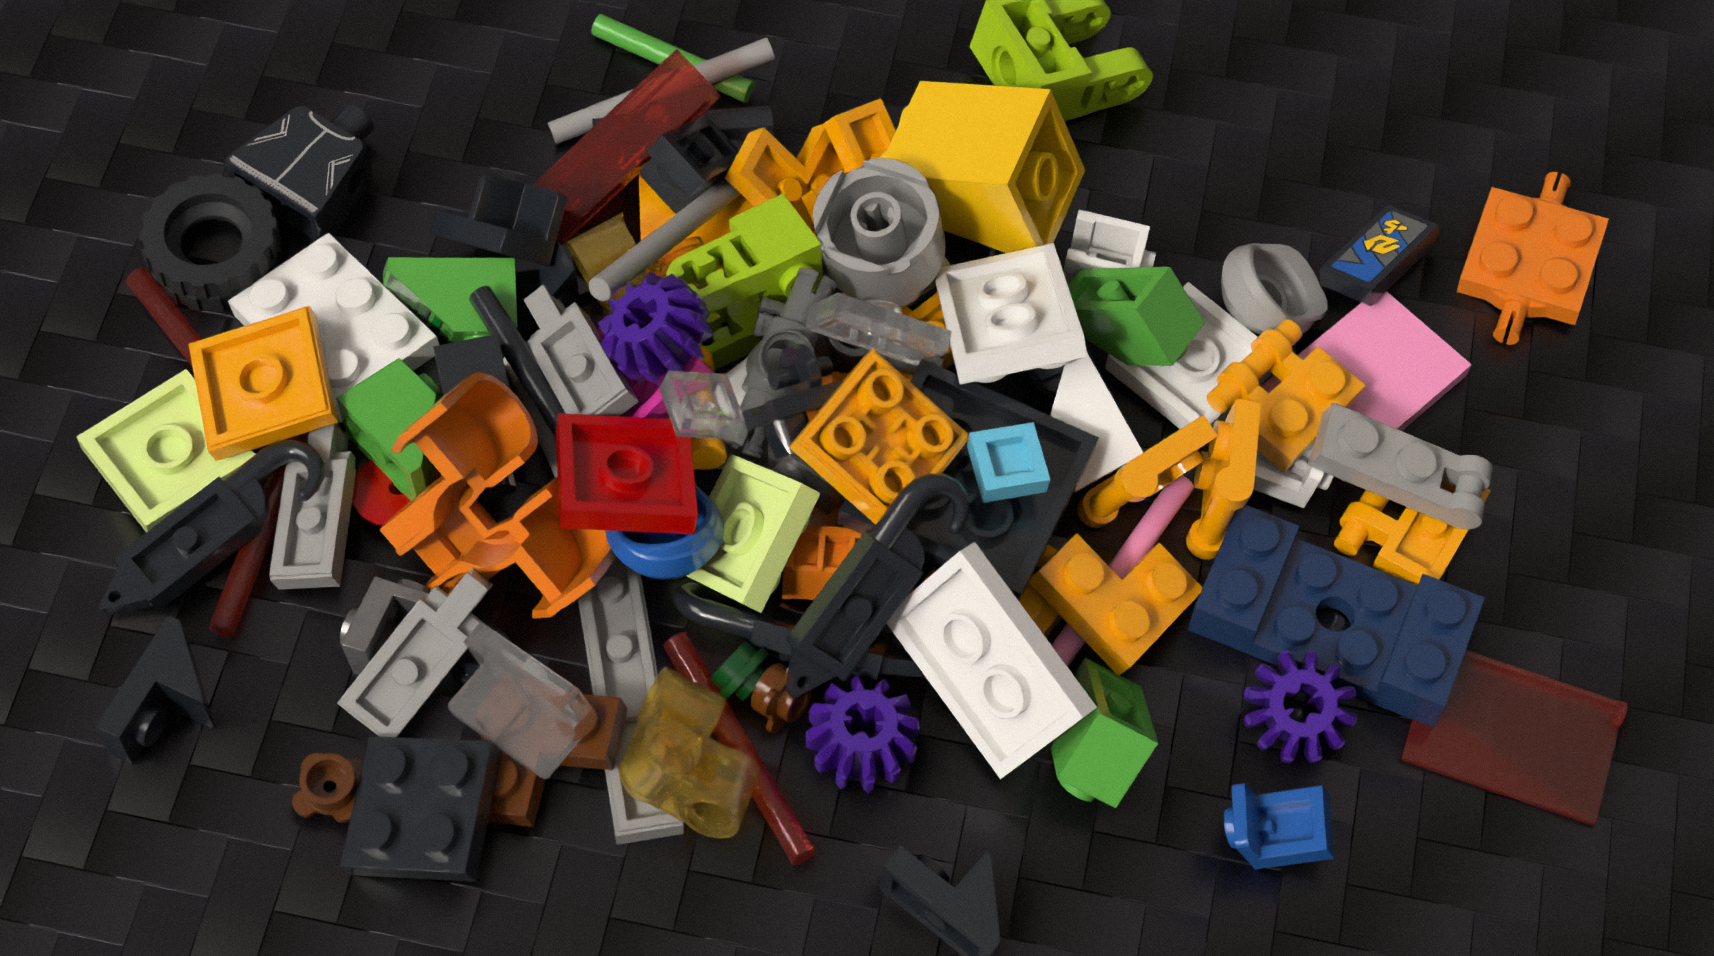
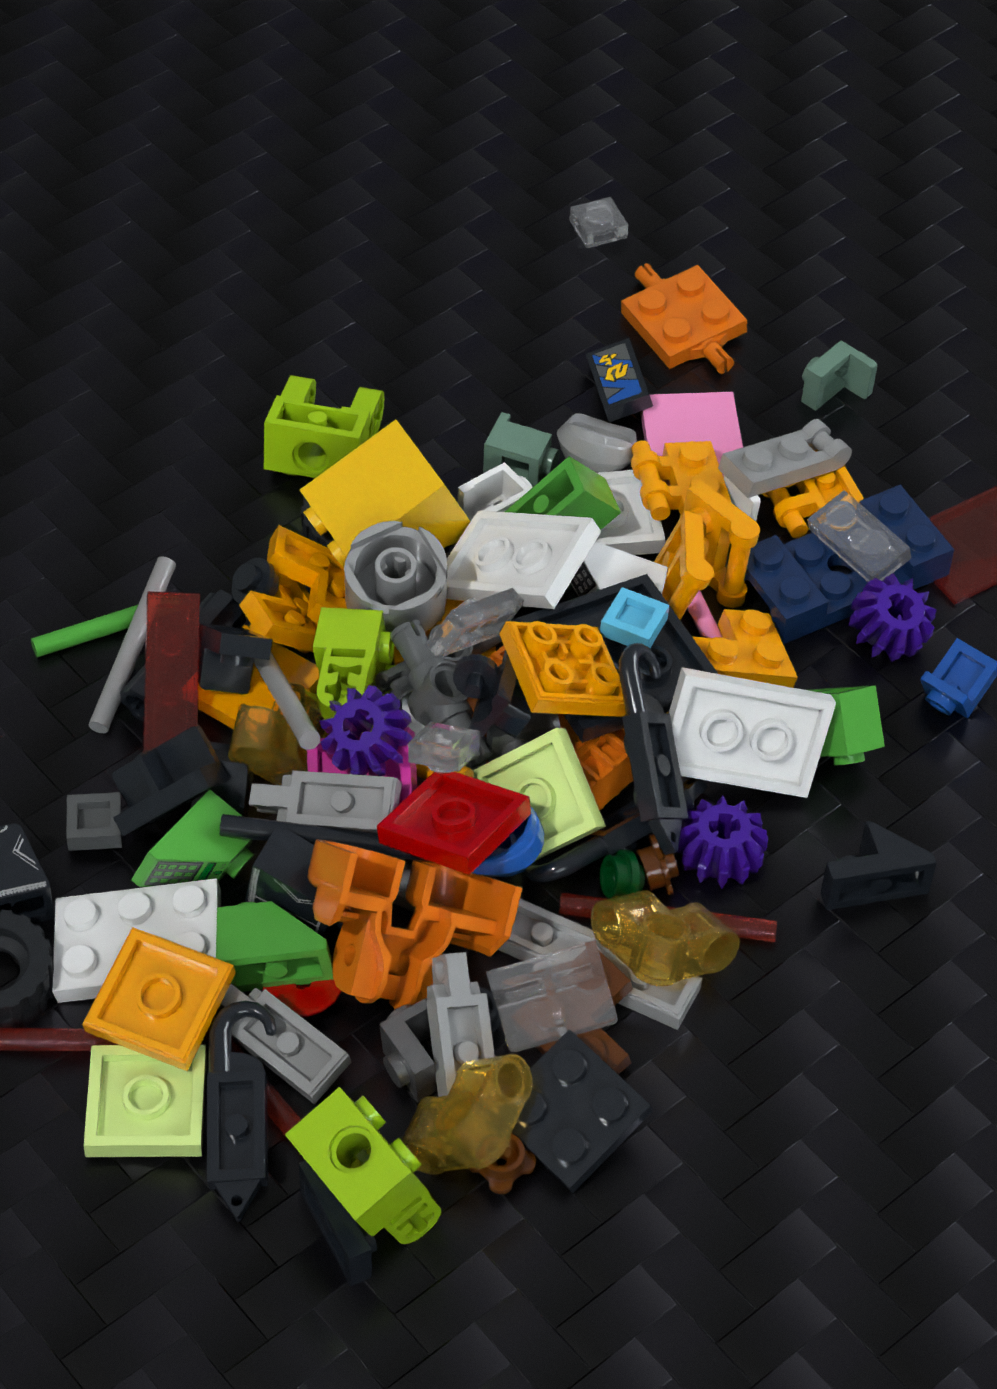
camera: 50 degrees left, 10 degrees down
(167, 665) = (365, 1170): none -> lime brick
(322, 724) = (474, 1119): none -> clear yellow piece
(432, 191) = (92, 822): none -> dark grey plate
(797, 127) = (256, 576): none -> black plate
(1190, 233) = (521, 448): none -> sand green brick
(1368, 606) = (859, 538): none -> clear plate
(1584, 99) = (598, 222): none -> clear plate
(1595, 437) = (837, 369): none -> sand green bracket

